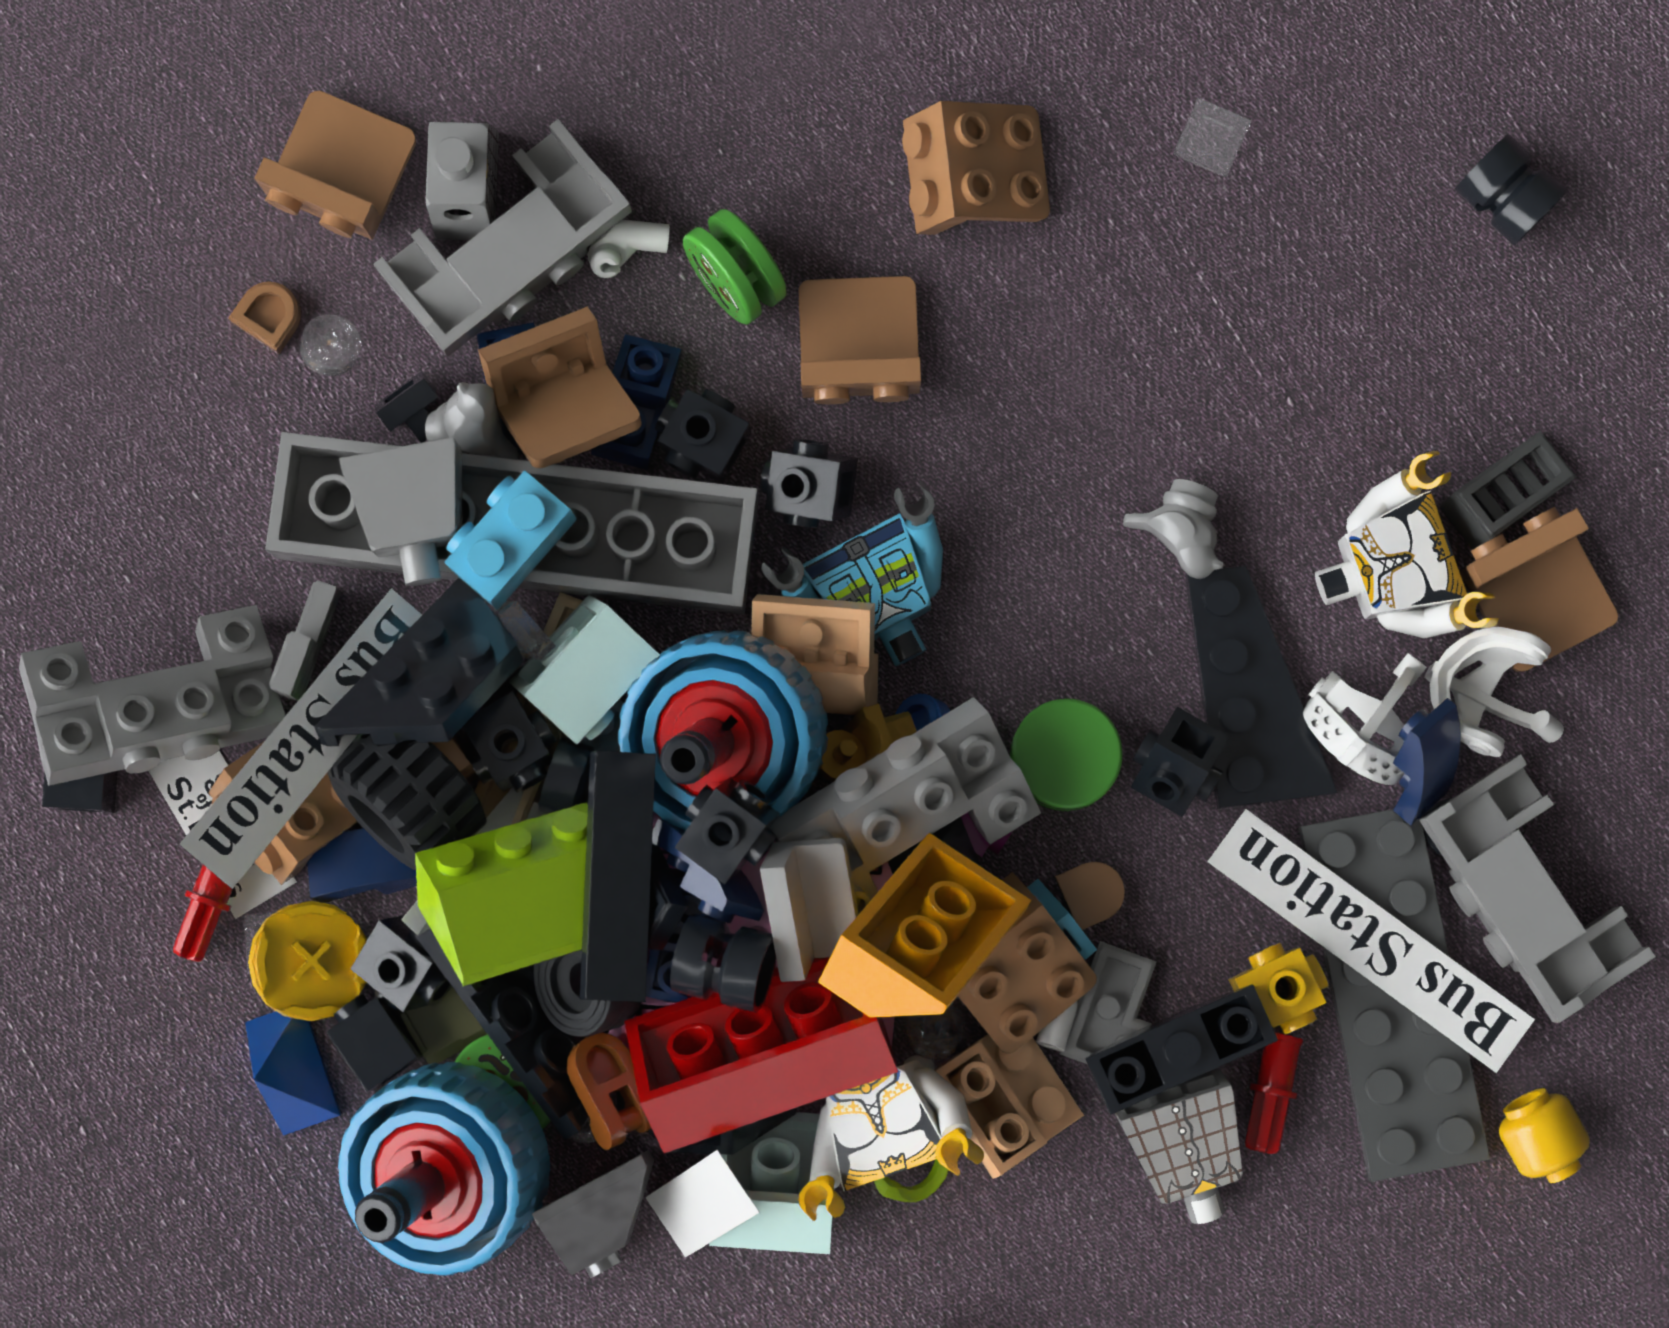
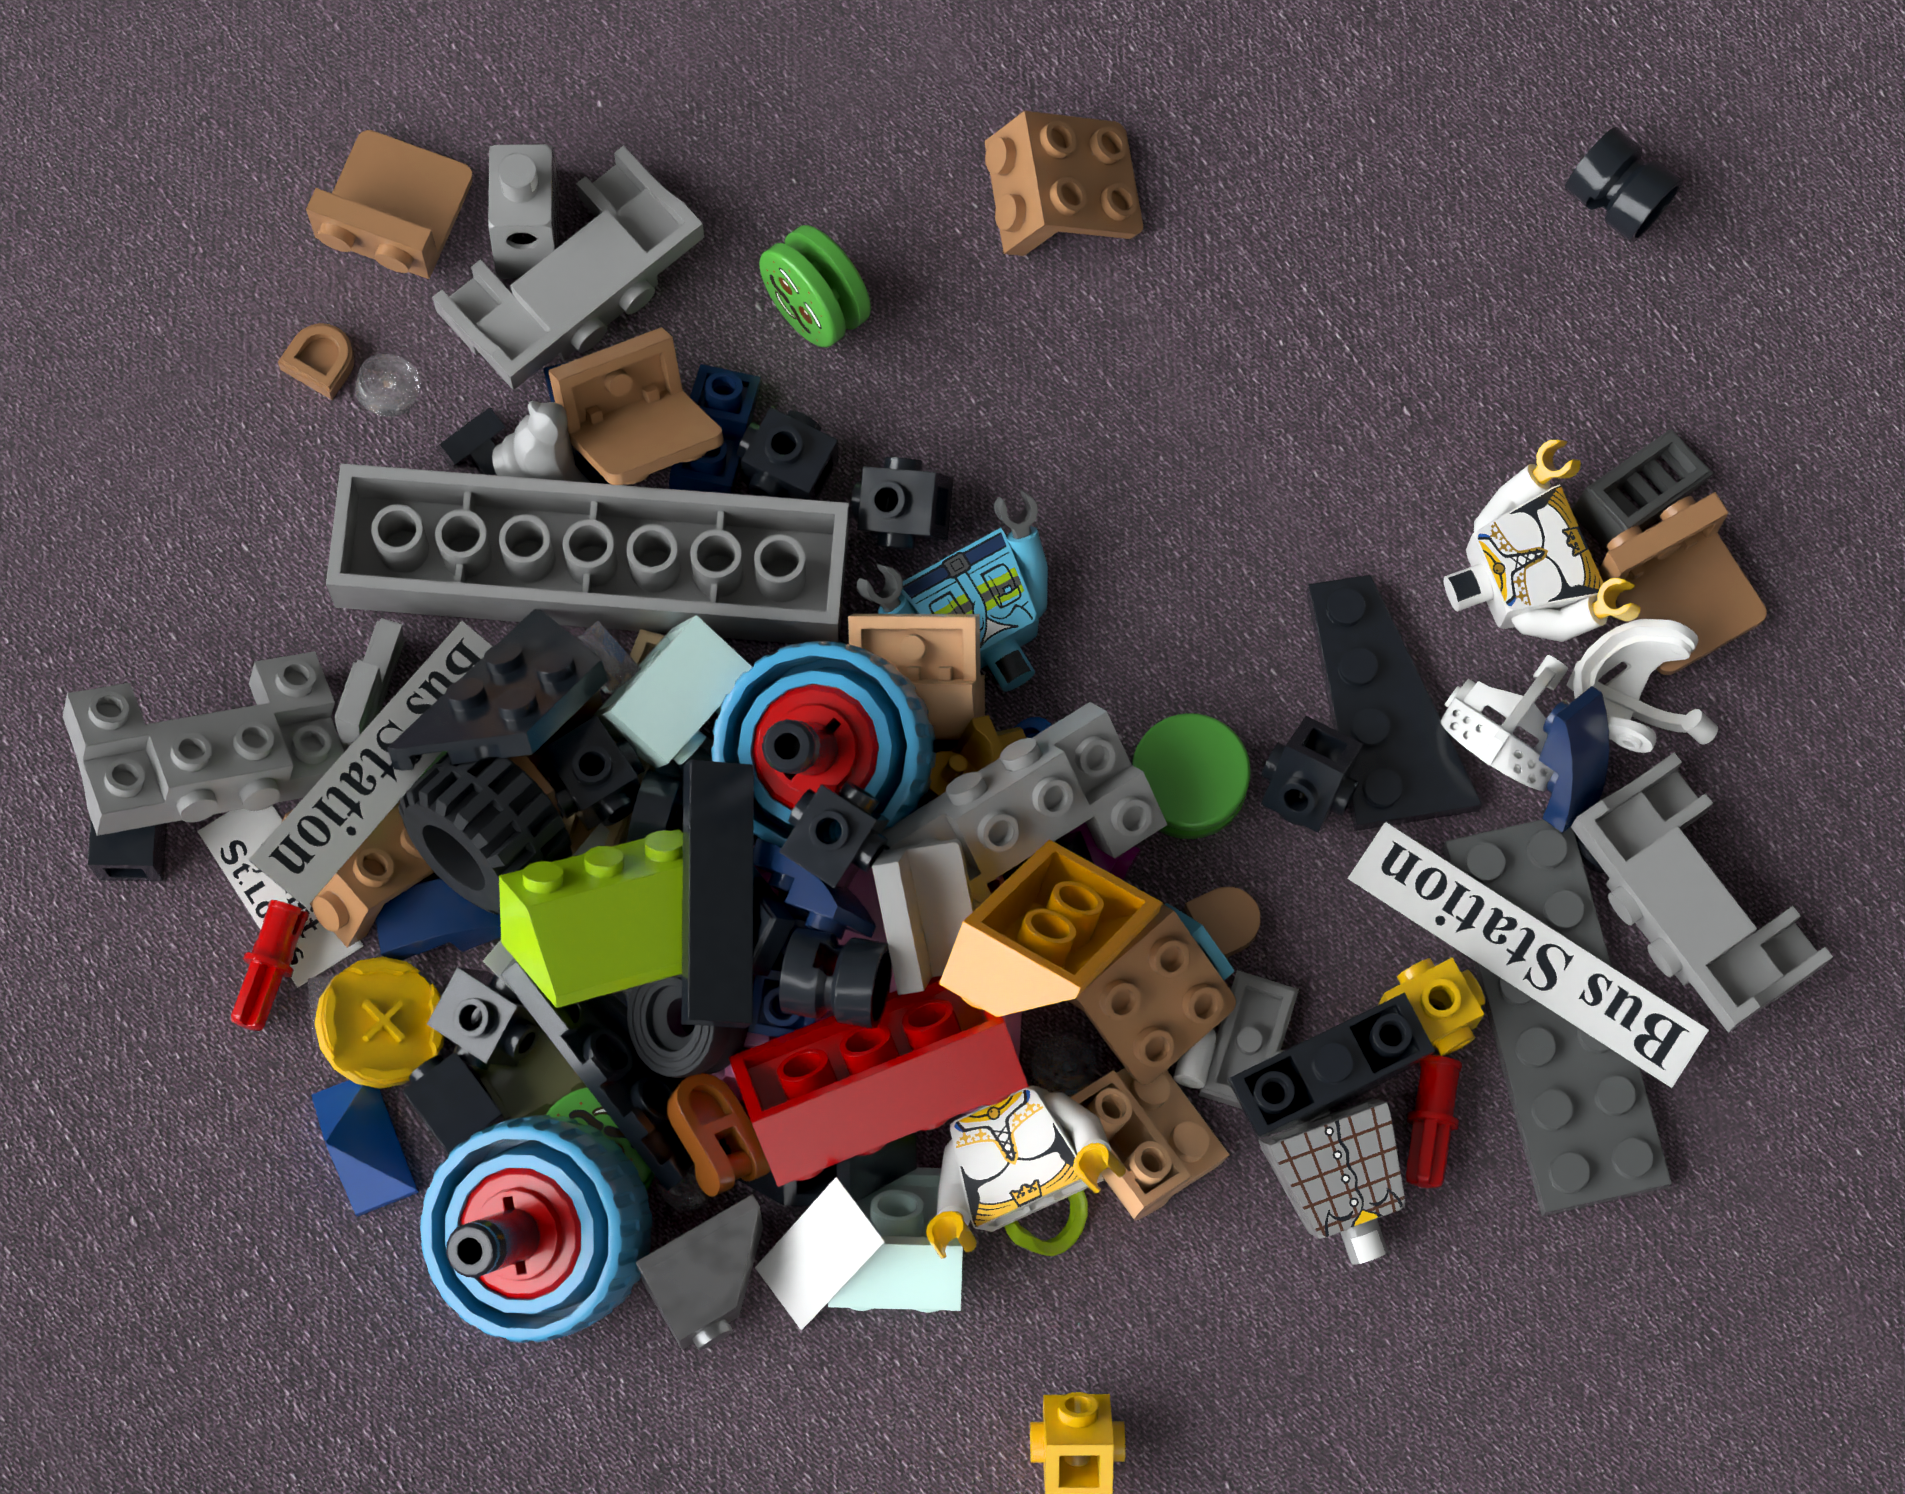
camera: 10 degrees left, 10 degrees down
(408, 502) = (480, 524): light grey torso -> none
(509, 539) = (588, 557): medium azure brick -> none
(622, 241) = (693, 271): white arm -> none
(859, 339) = (949, 359): medium nougat bracket -> none
(1184, 526) = (1302, 535): light grey animal -> none
(1212, 137) = (1308, 147): clear tile -> none
(1544, 1135) = (1728, 1153): yellow head -> none

